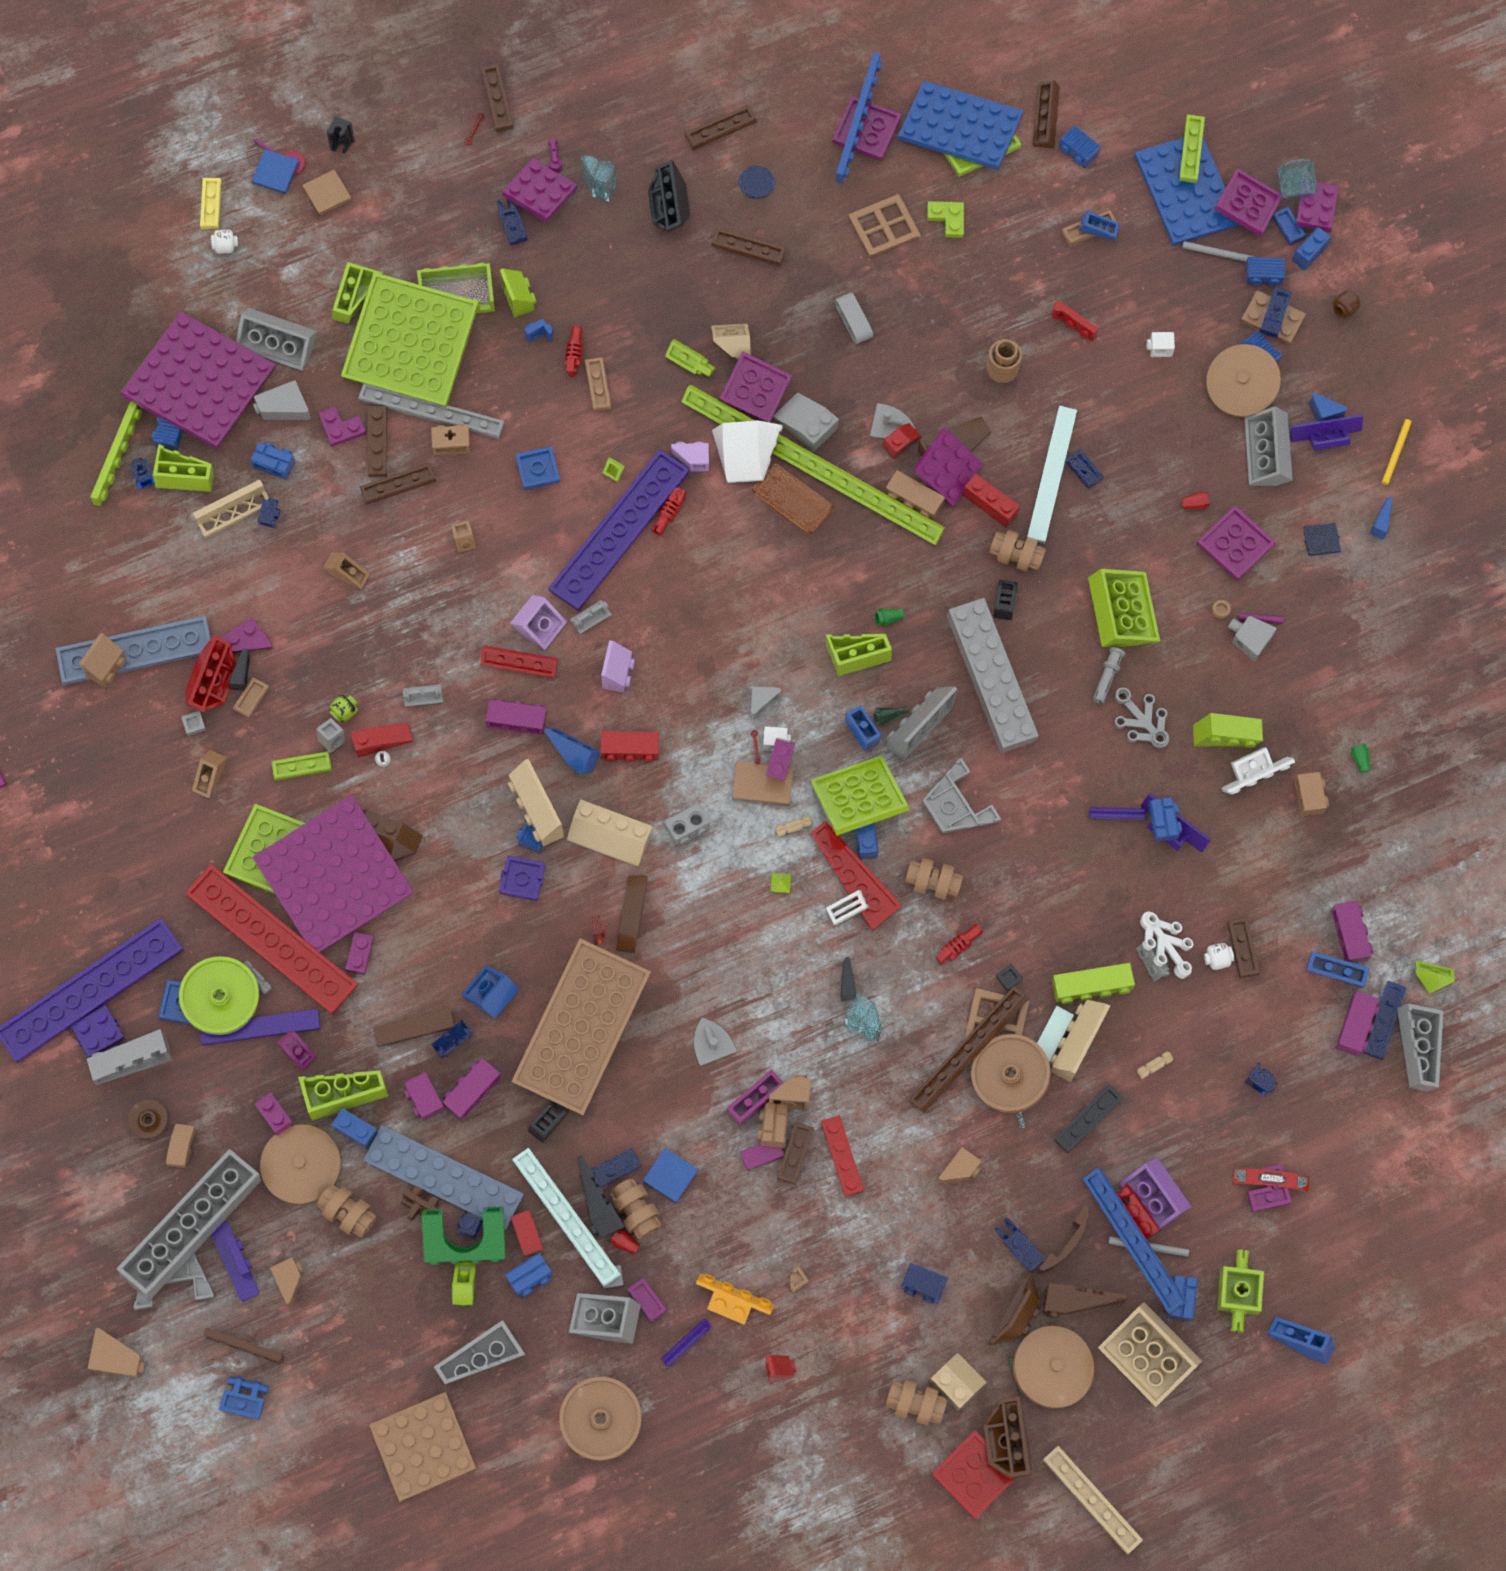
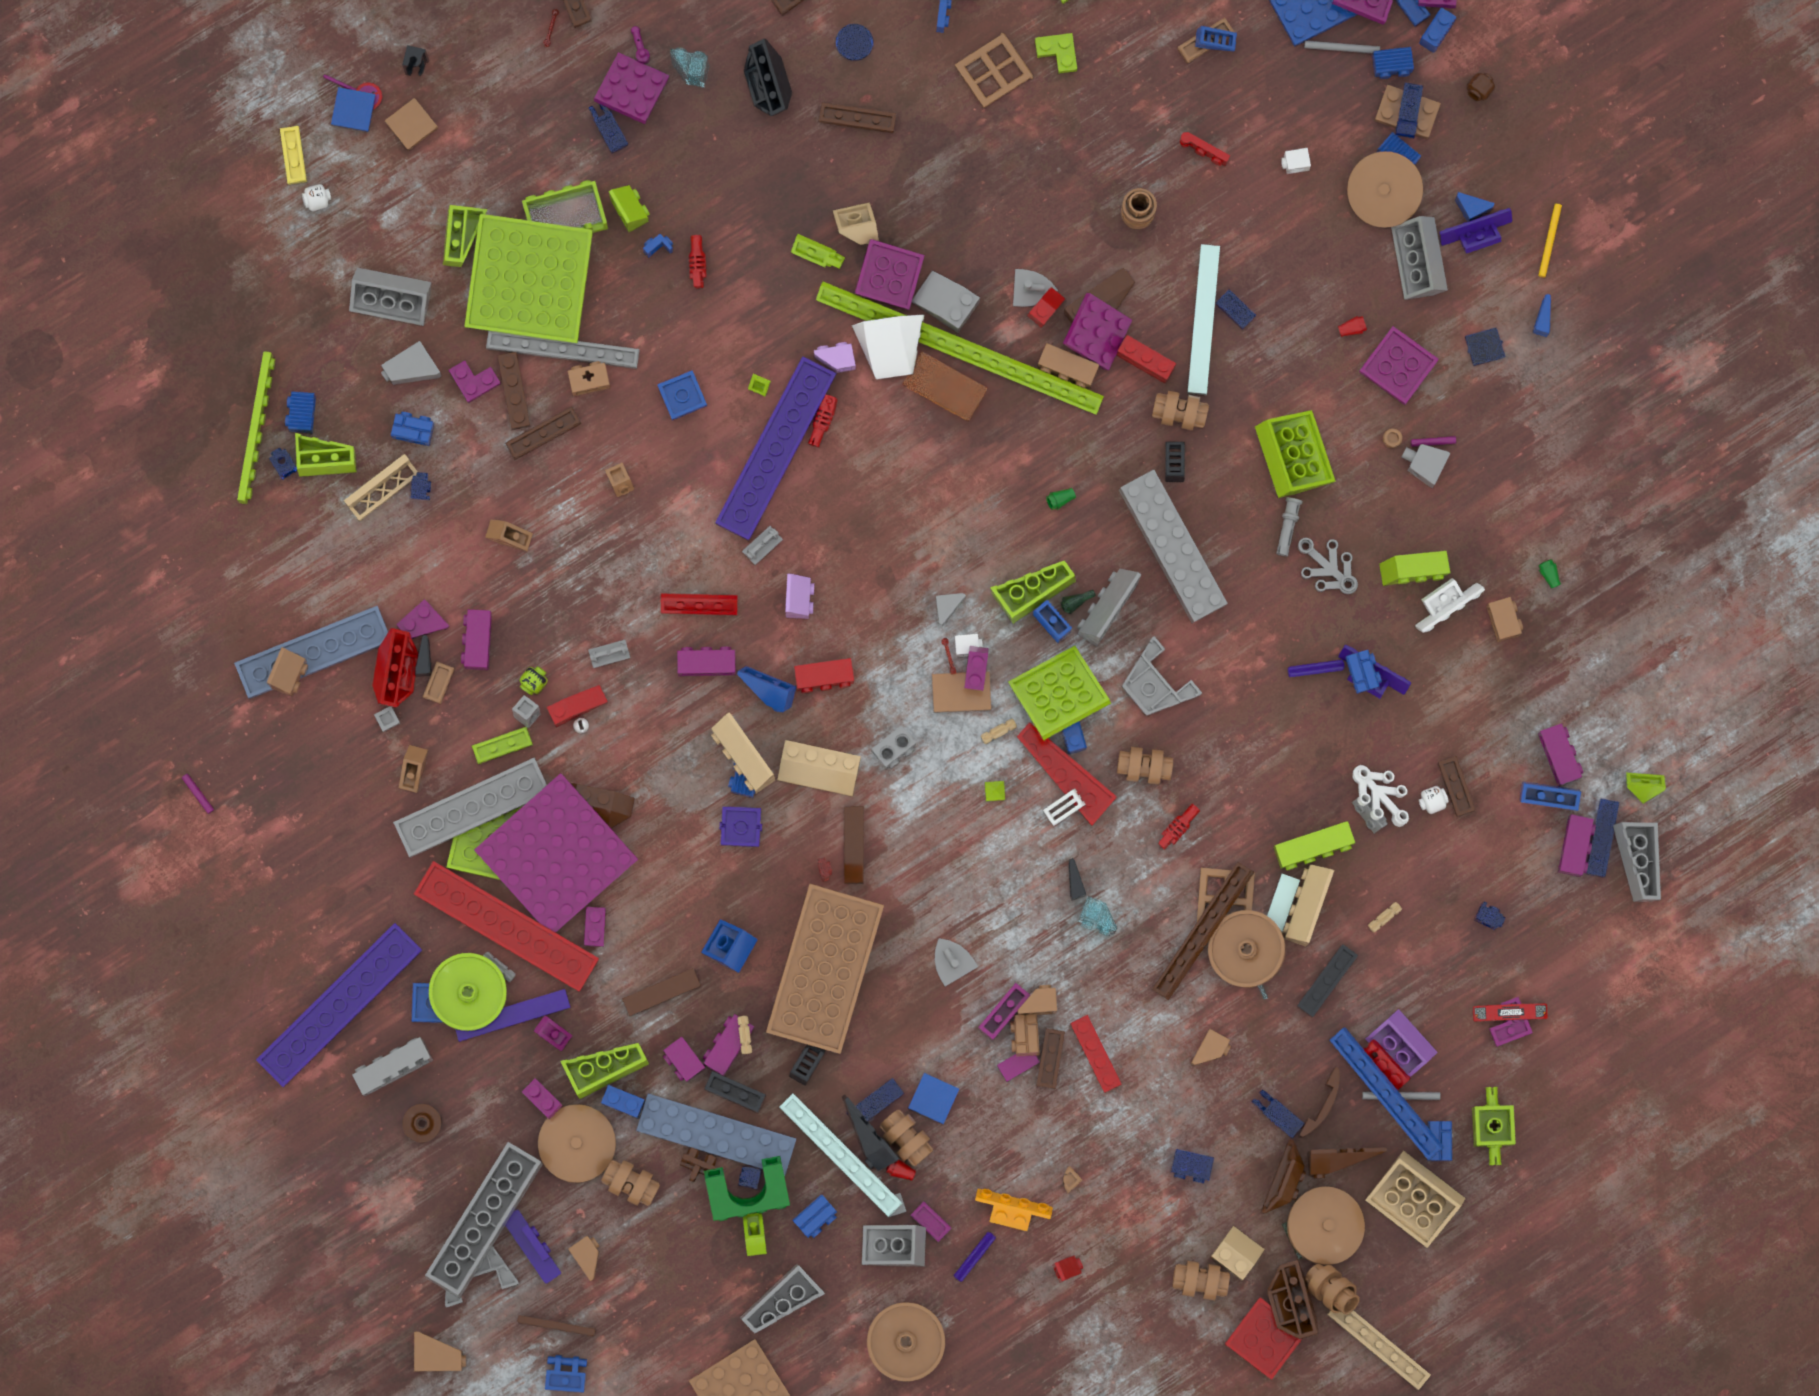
camera: 10 degrees left, 10 degrees up
(97, 1031) = (355, 1044): dark purple plate -> none
(179, 1147) = (458, 1143): medium nougat slope -> none
(198, 380) = (320, 355): magenta plate -> none
(255, 817) = (470, 808): none -> light grey plate
(296, 662) = (476, 639): none -> magenta brick
(452, 1039) = (699, 999): clear blue hinge -> none
(469, 1136) = (735, 1092): none -> black brick
(489, 1078) = (744, 1033): none -> tan axle
(526, 1232) = (805, 1175): red slope -> none
(538, 621) = (711, 559): lavender slope -> none
(598, 384) = (727, 293): medium nougat tile -> none
(838, 698) = (1027, 593): none -> lime wedge
(853, 318) = (977, 180): light grey beam -> none
(857, 652) = (1035, 543): lime wedge -> none
(1009, 977) = (1232, 852): black plate -> none
(1051, 1432) = (1329, 1286): none -> medium nougat piece
(1303, 1339) = (1558, 1163): blue slope -> none

